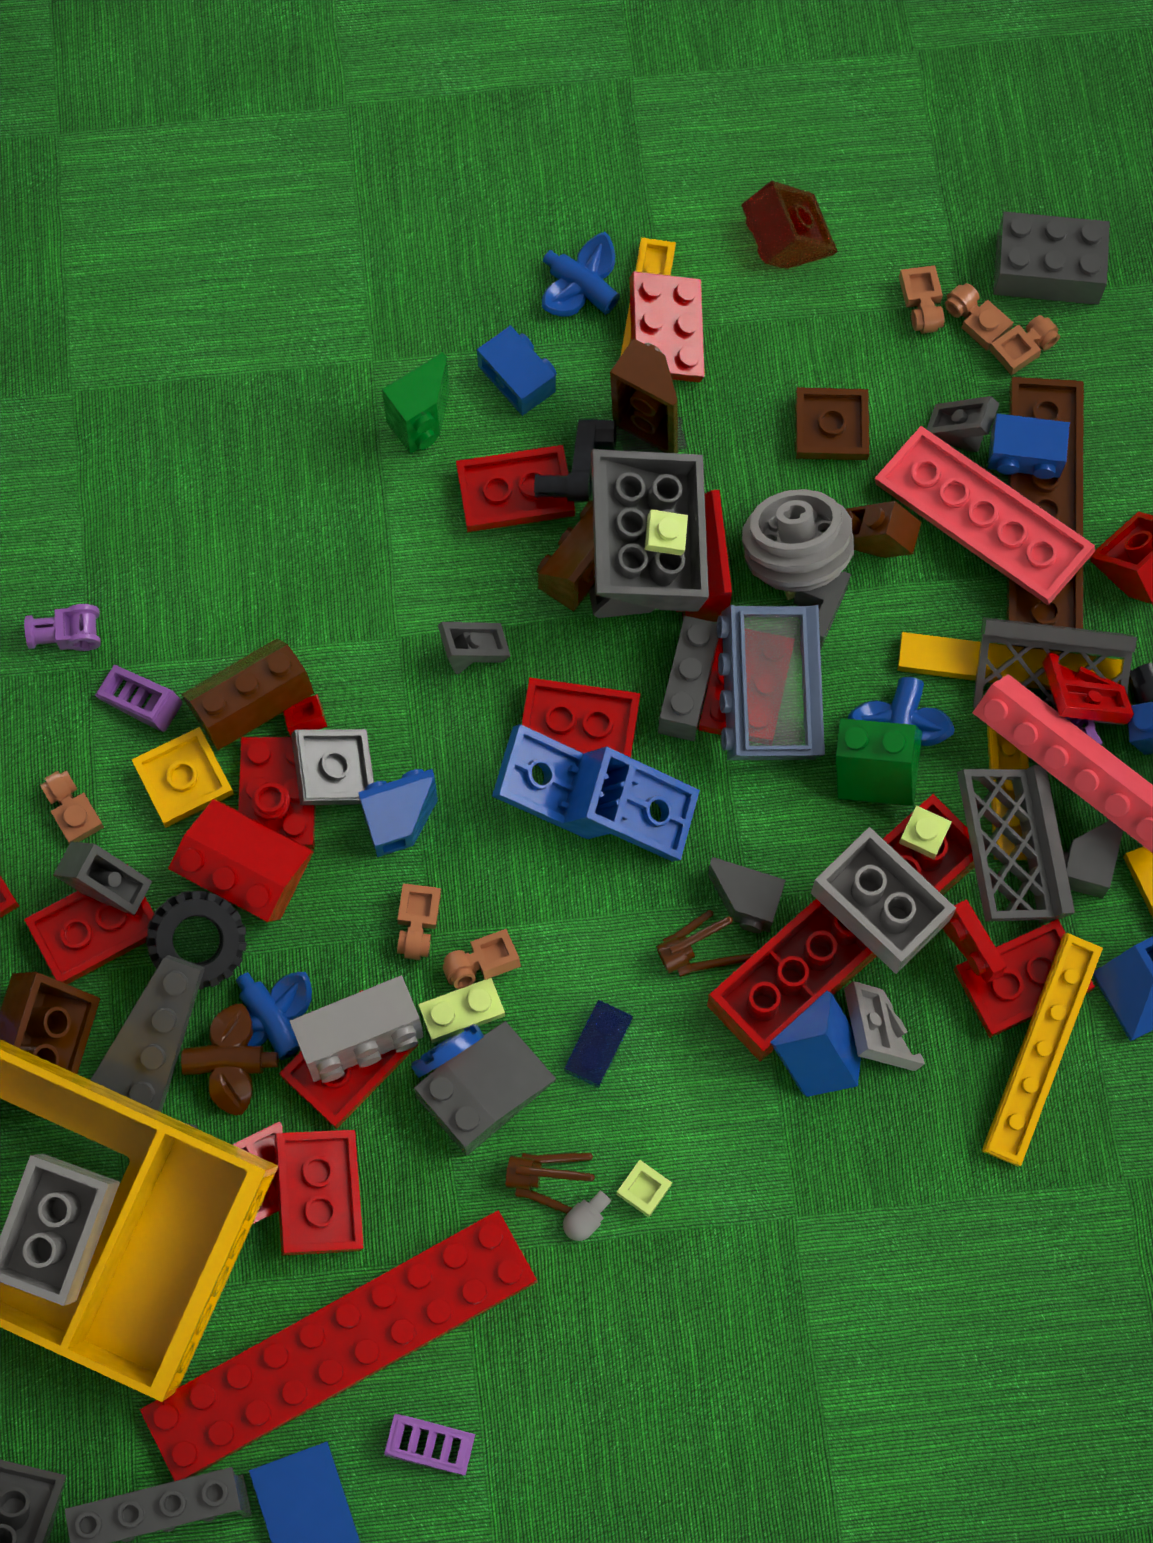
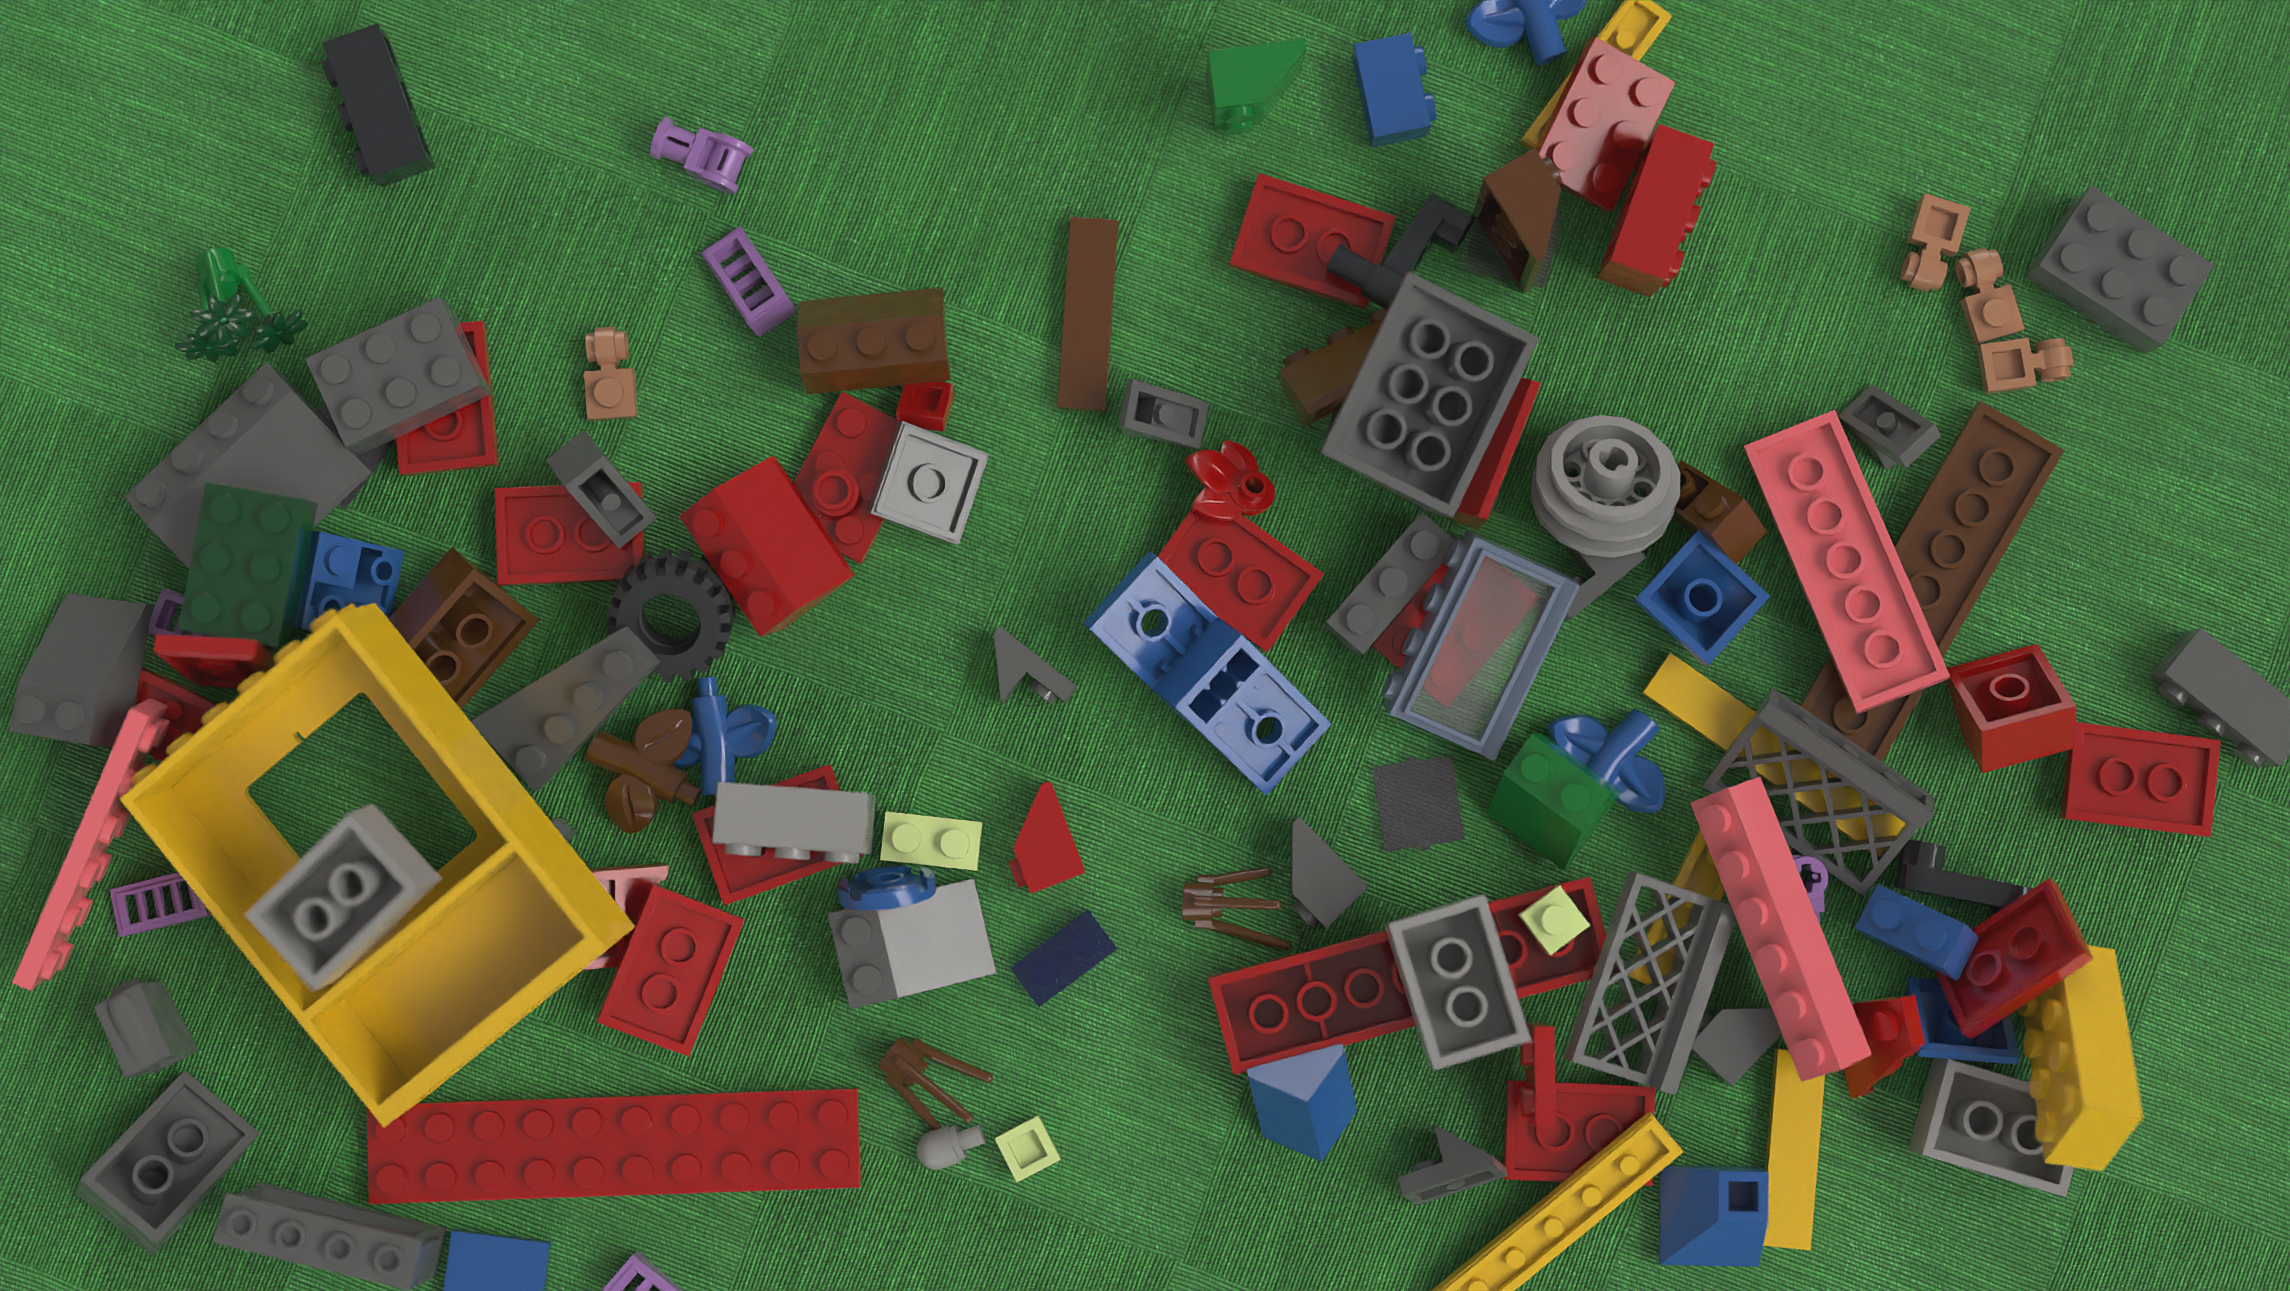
camera: 25 degrees right, 15 degrees up
(182, 776) = (752, 406): yellow plate -> none
(387, 608) = (1087, 314): none -> reddish brown tile
(398, 809) = (971, 581): slope -> none
(418, 910) = (941, 701): nougat plate -> none
(460, 853) = (1018, 661): none -> dark grey slope
(490, 954) = (995, 799): nougat plate -> none
(544, 666) = (1225, 483): none -> red plate
(546, 969) = (1045, 845): none -> red slope
(666, 532) = (1442, 418): yellowish green plate -> none
(734, 358) = (1658, 211): none -> red brick
(787, 226) = (1820, 65): clear red slope -> none
(788, 816) = (1418, 803): none -> piece
(832, 423) = (1732, 349): reddish brown plate -> none
(878, 1028) = (1382, 1105): light grey wing -> none
(903, 581) = (1701, 598): none -> blue slope
(960, 1039) = (1461, 1169): none -> dark grey slope
(1028, 446) = (1946, 506): blue brick -> none
(1086, 694) = (1835, 848): red wing -> none

